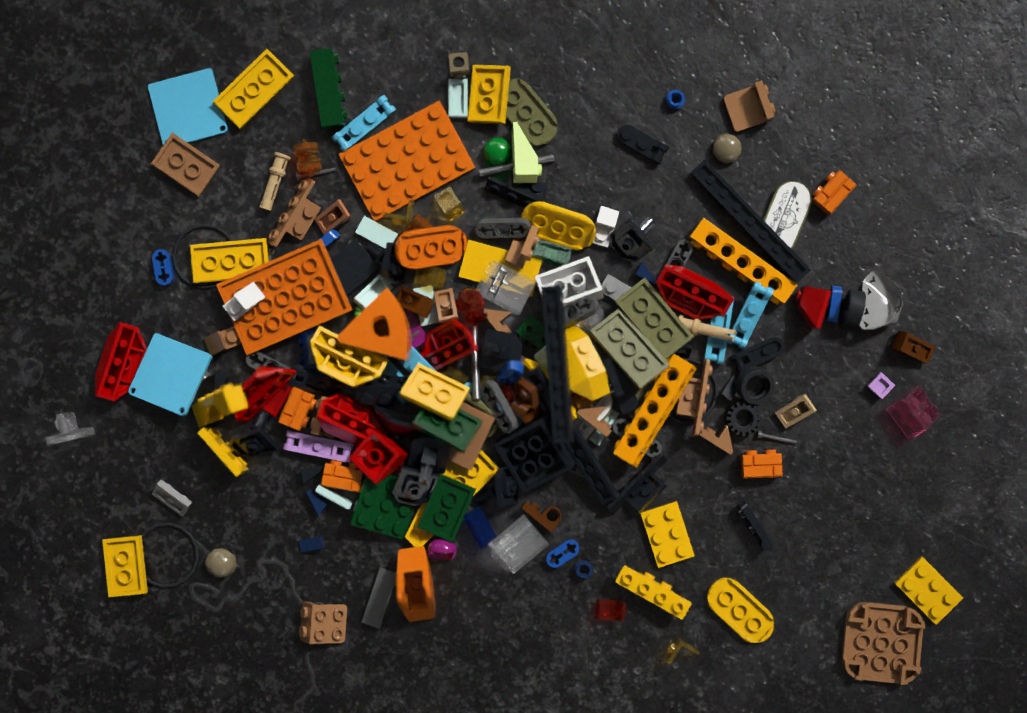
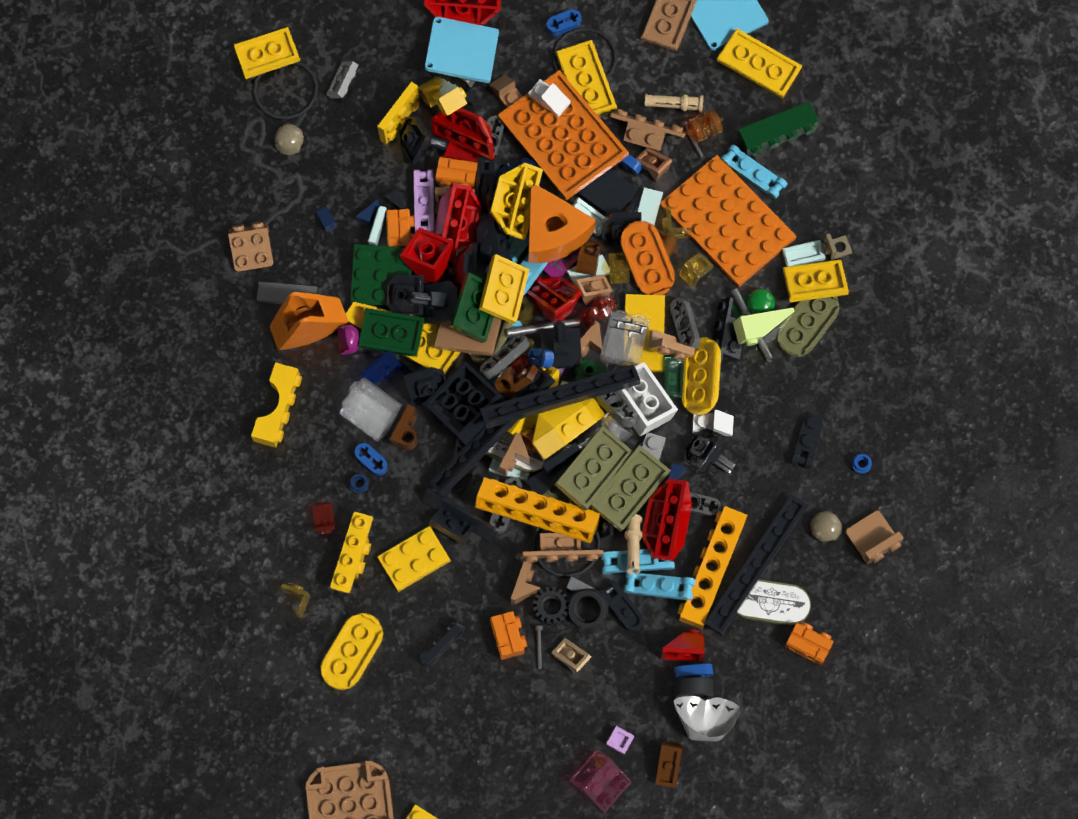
camera: 80 degrees right, 15 degrees down
(468, 619) = (269, 428): none -> yellow arch

